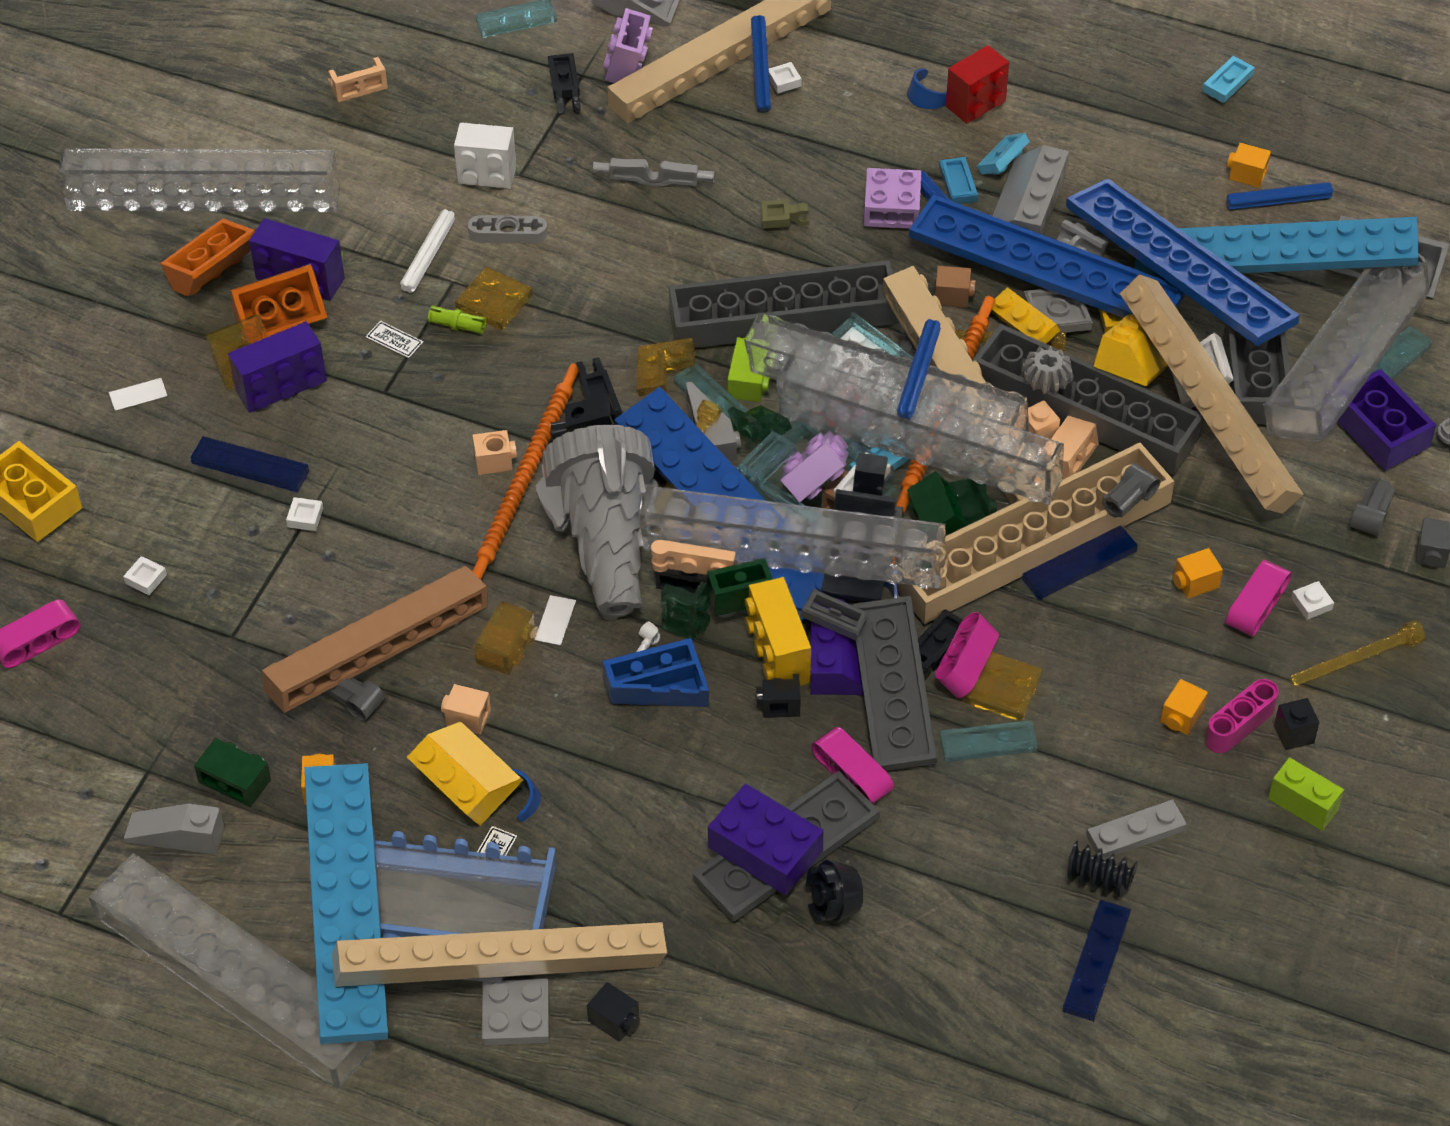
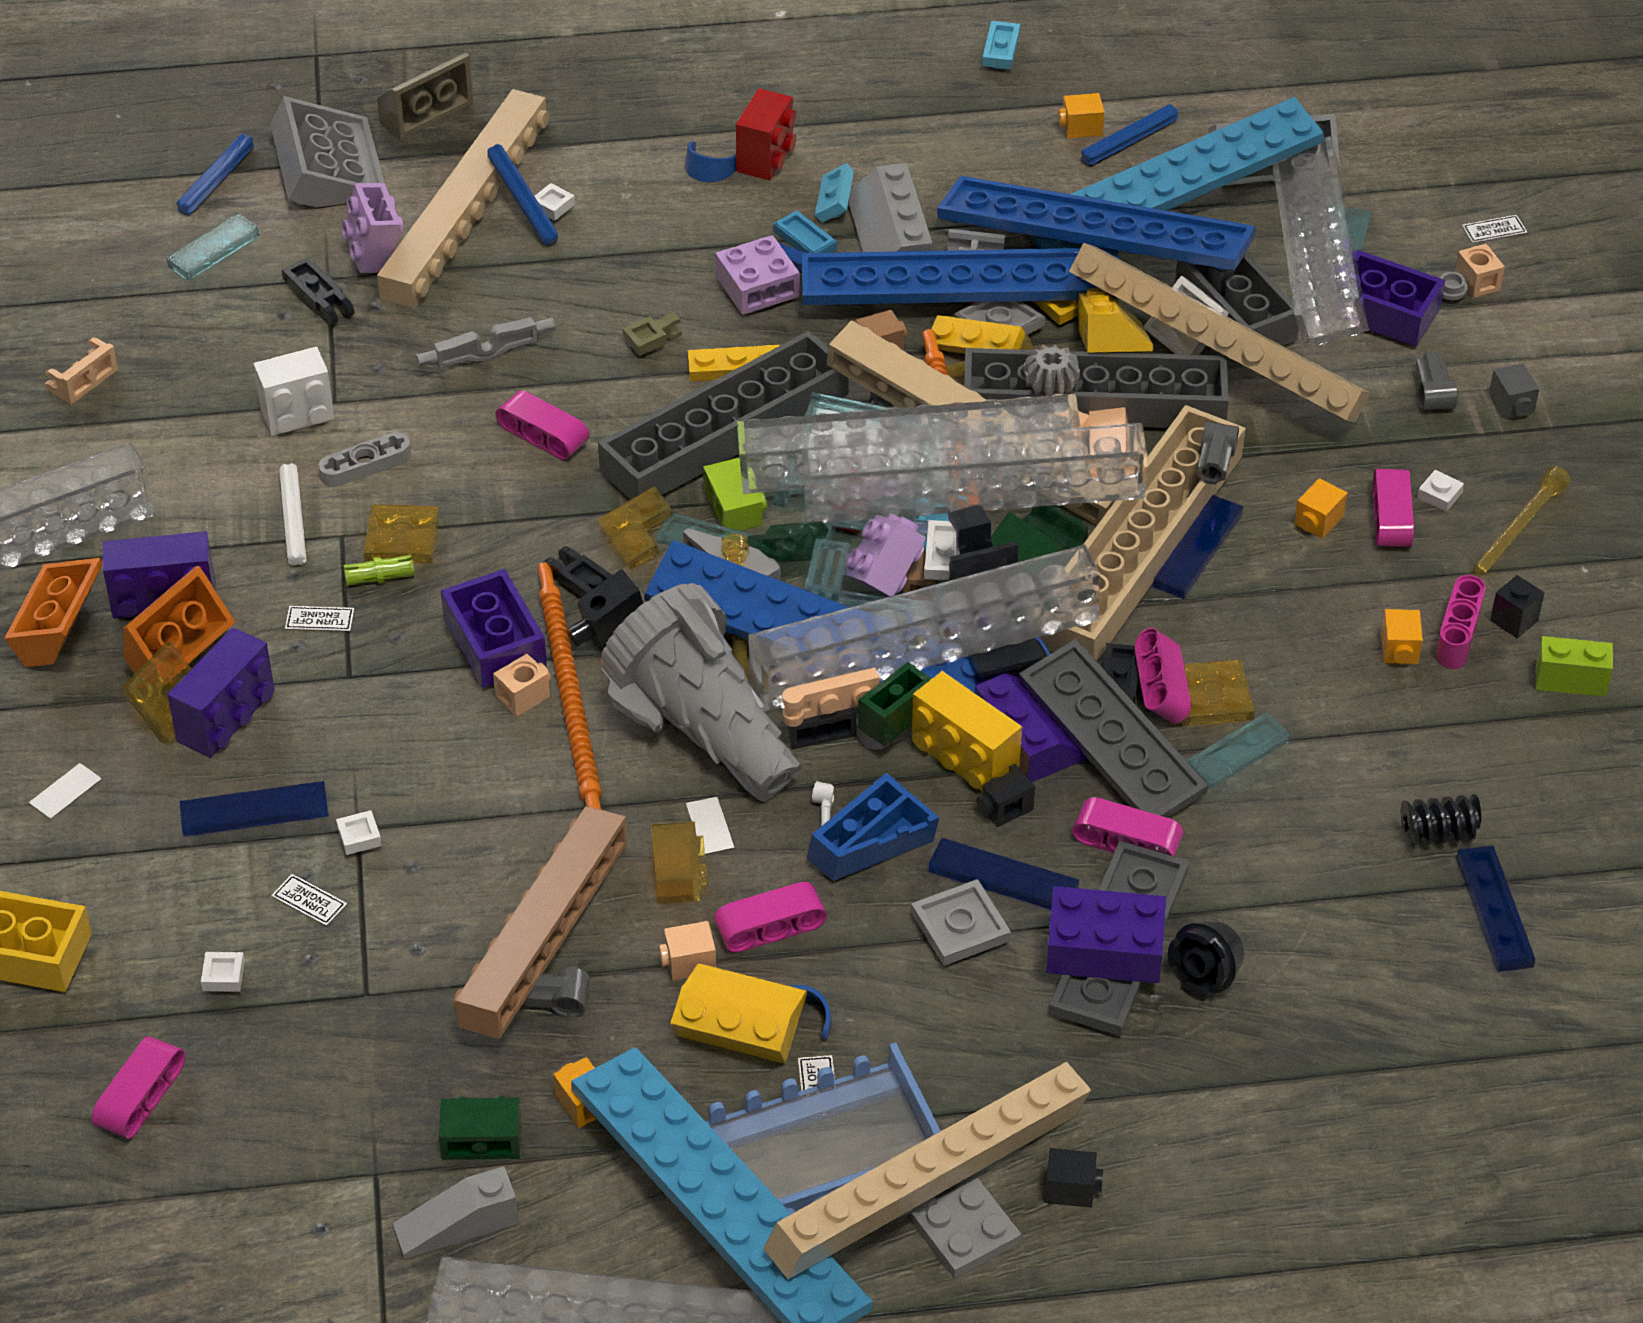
camera: 30 degrees left, 5 degrees down
(242, 548) = (309, 899): none -> white sticker
(500, 396) = (491, 624): none -> dark purple brick
(542, 710) = (770, 917): none -> dark pink beam
(650, 254) = (542, 425): none -> dark pink beam
(677, 778) = (960, 922): none -> light grey plate
(685, 612) = (851, 753): clear green bracket -> none
(736, 754) = (998, 873): none -> clear blue tile
(814, 256) = (715, 363): none -> yellow plate
(832, 617) = (1015, 687): dark grey tile -> none
(918, 369) = (949, 409): blue axle -> none
(1137, 829) = (1441, 767): light grey plate -> none

